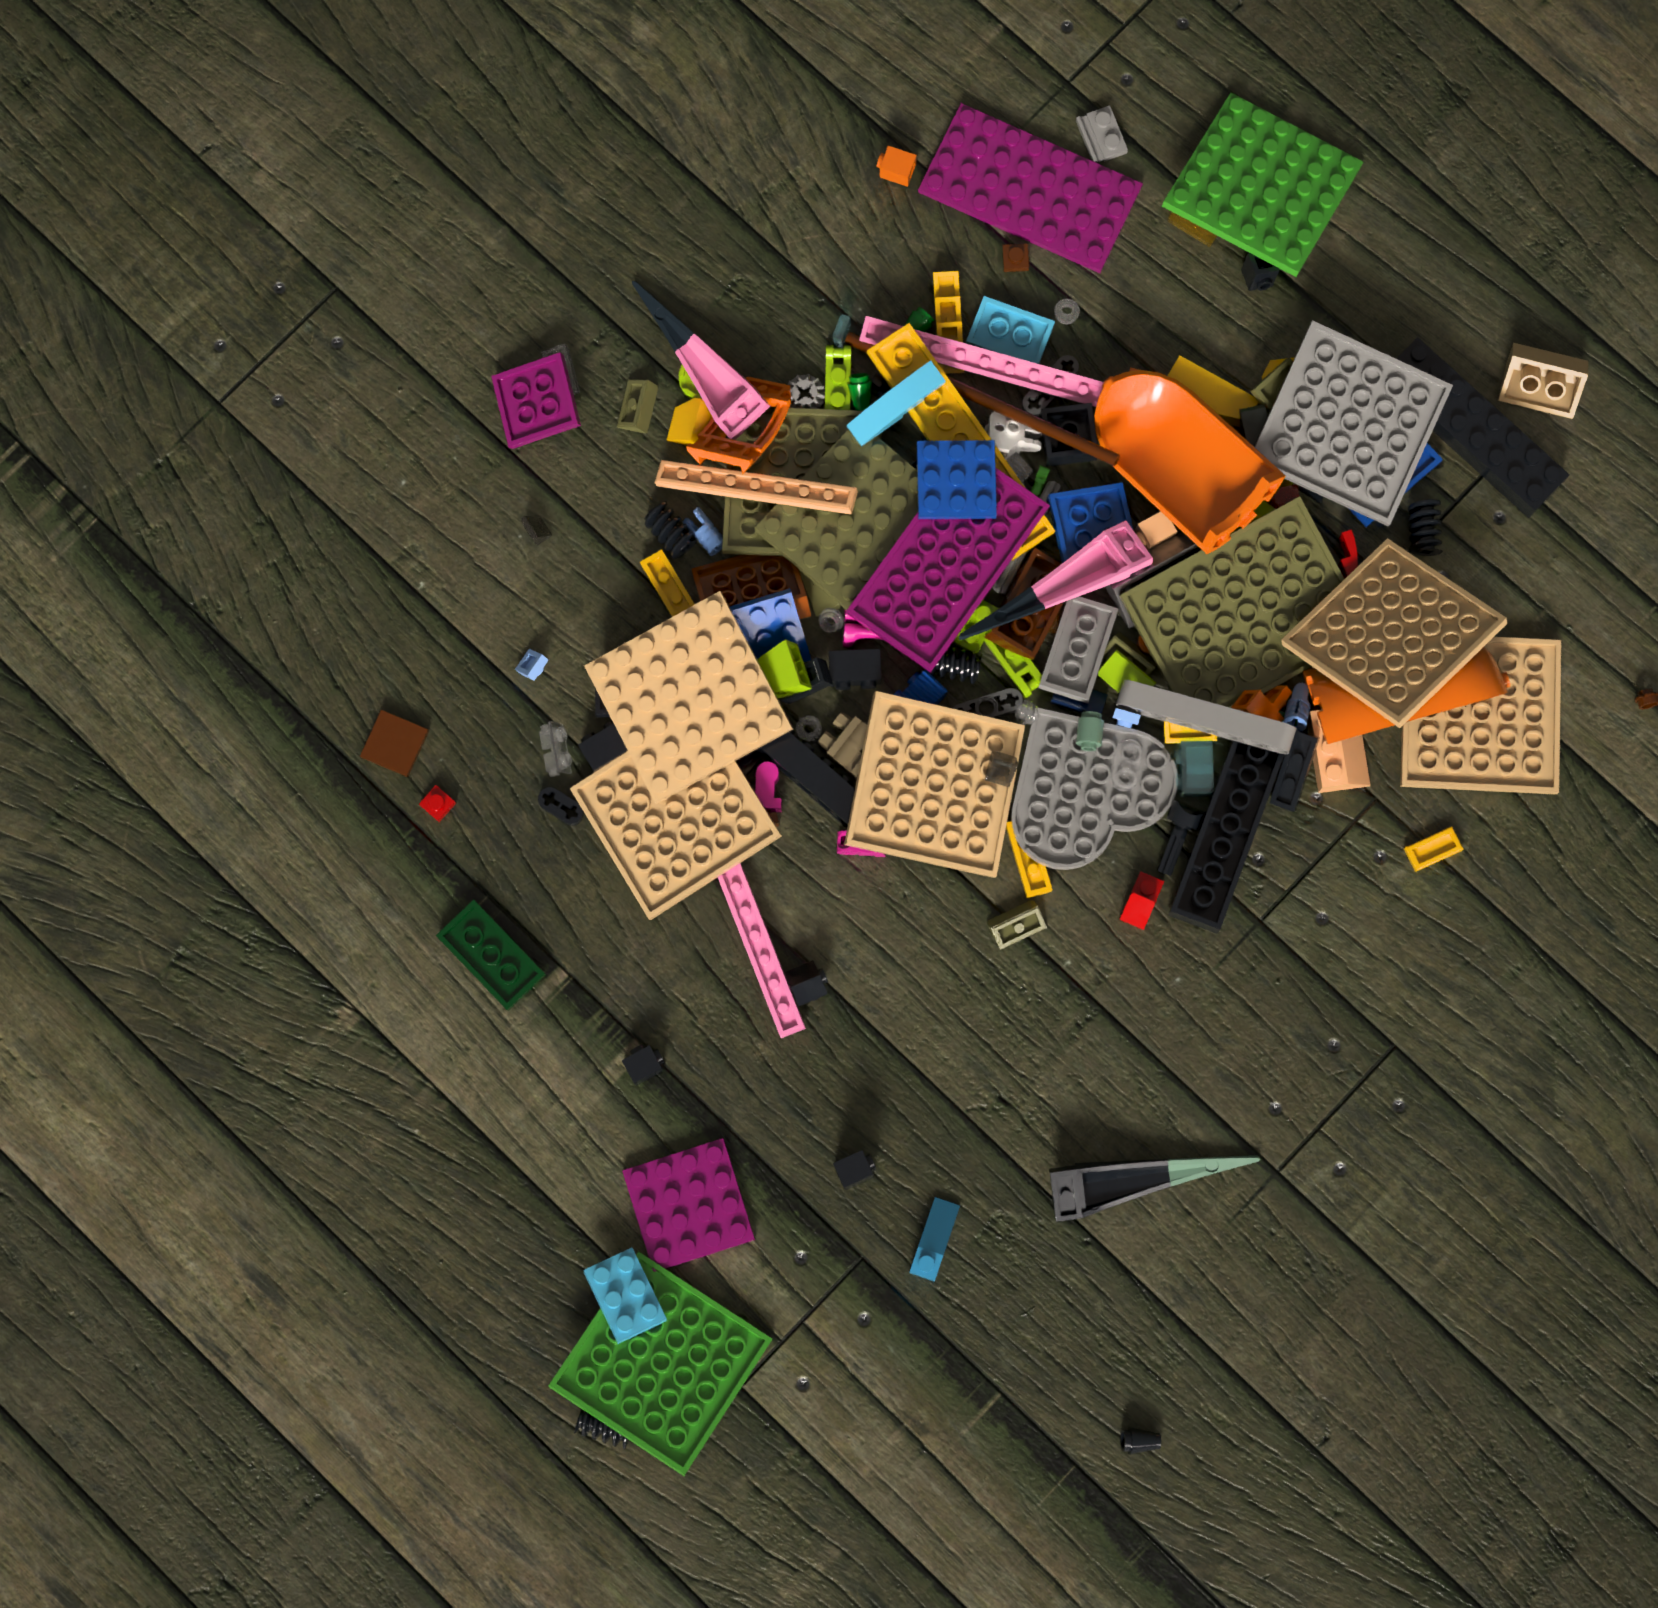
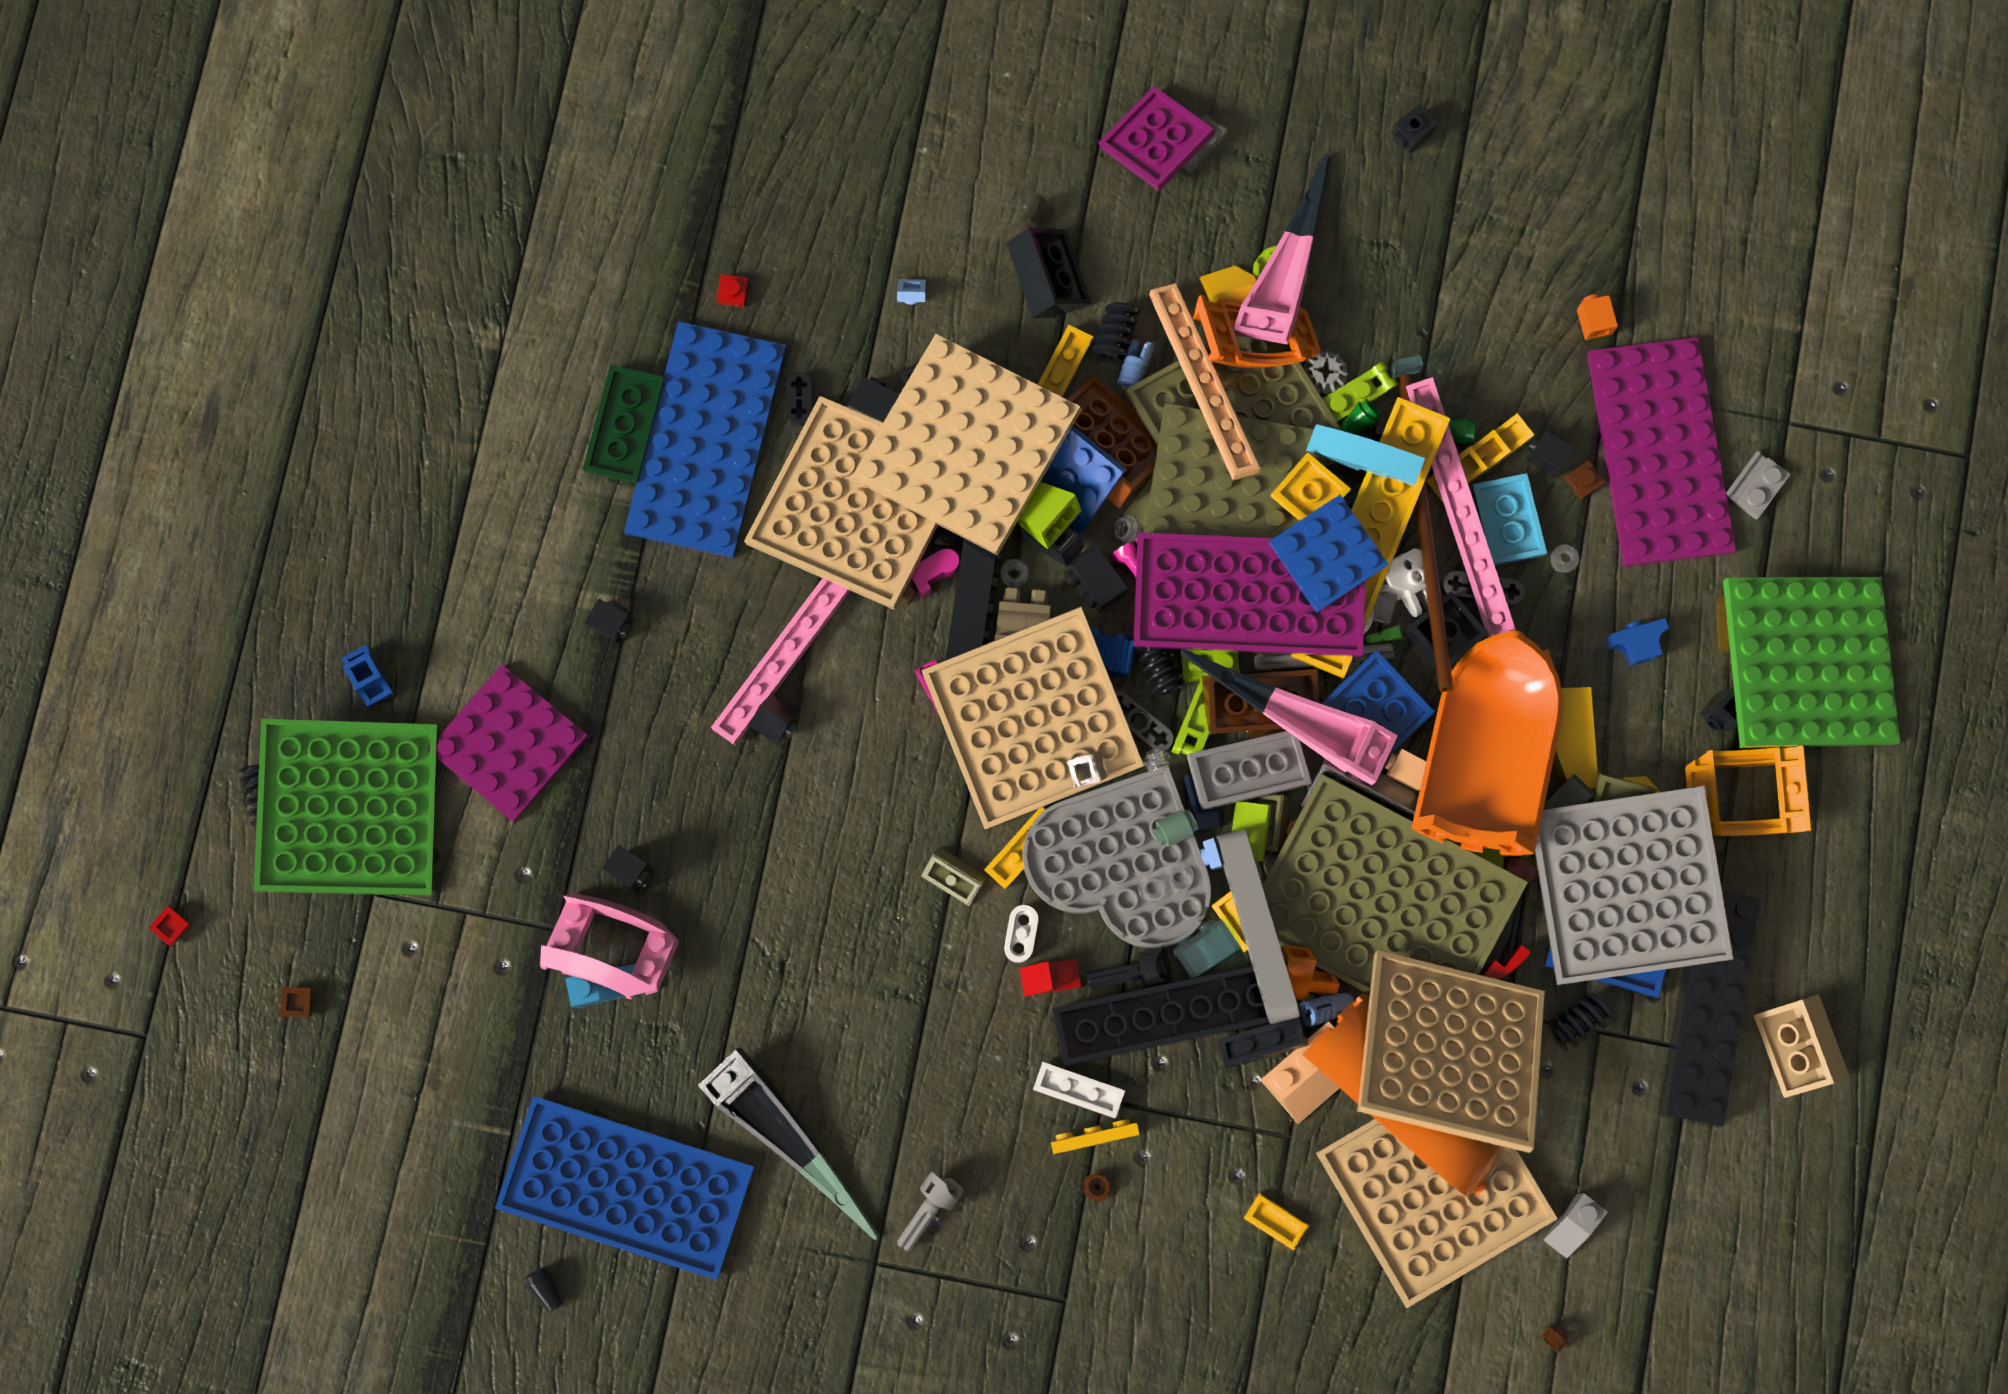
camera: 50 degrees right, 0 degrees up
(394, 743) = (762, 218): reddish brown tile -> none
(544, 899) = (705, 440): none -> blue plate
(558, 760) = (858, 353): clear hinge -> none
(562, 1283) = (367, 676): none -> blue brick
(587, 551) = (1048, 272): none -> black slope
(625, 1295) = (386, 736): medium azure plate -> none
(637, 405) = (1214, 232): olive slope -> none
(658, 204) = (1414, 128): none -> black brick
(664, 1564) = (170, 926): none -> red plate
(790, 1499) = (296, 1002): none -> reddish brown plate
(874, 1246) = (570, 933): none -> bright pink wedge
(894, 462) = (1308, 488): none -> yellow plate
(979, 268) = (1549, 452): none -> black brick
(1095, 900) = (1021, 934): none -> white plate
(1100, 1328) = (625, 1187): none -> blue plate
(1166, 298) = (1639, 641): none -> blue brick
(1242, 933) = (1079, 1090): none -> white plate
(1256, 1087) = (938, 1196): none -> light grey piece
(1285, 943) = (1094, 1136): none -> yellow plate
(1326, 959) = (1090, 1182): none -> reddish brown plate
(1347, 260) = (1791, 787): none -> light orange wedge
(1573, 630) = (1575, 1225): none -> light grey slope

